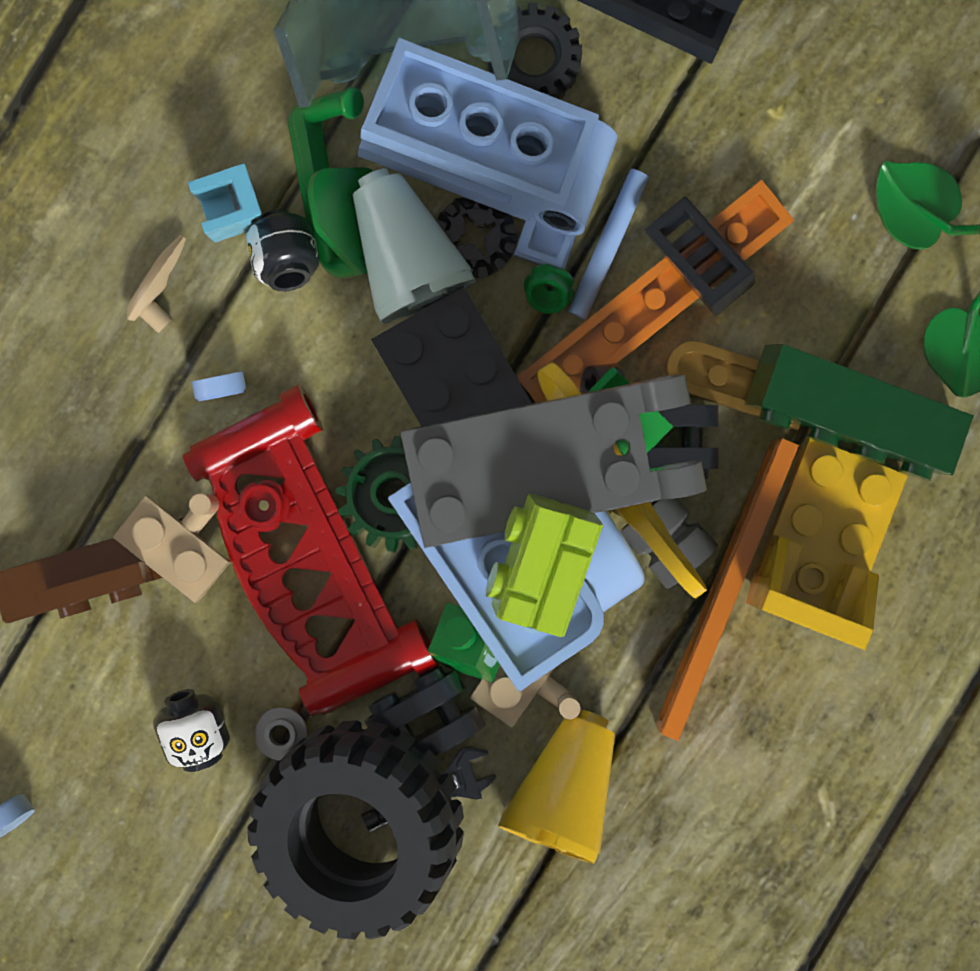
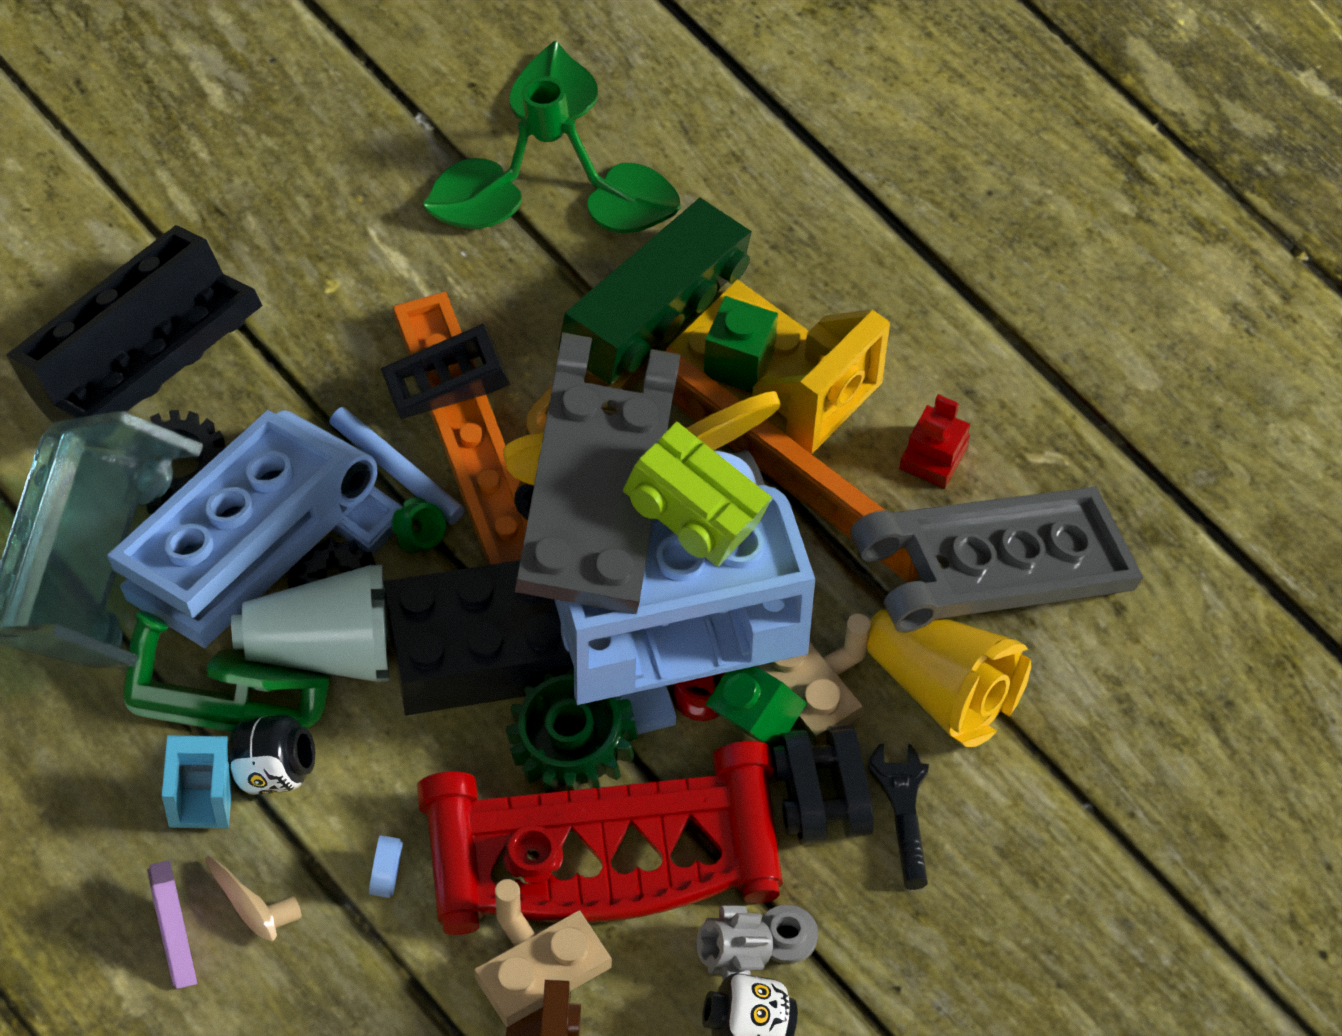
camera: 75 degrees left, 30 degrees down
(109, 230) = (171, 924): none -> lavender tile
(248, 697) = (734, 942): none -> light grey gear
(319, 877) = (977, 813): black tyre -> none
(690, 811) = (999, 554): none -> dark grey hinge
(794, 708) = (936, 443): none -> red piece
(820, 509) = (740, 343): none -> green brick

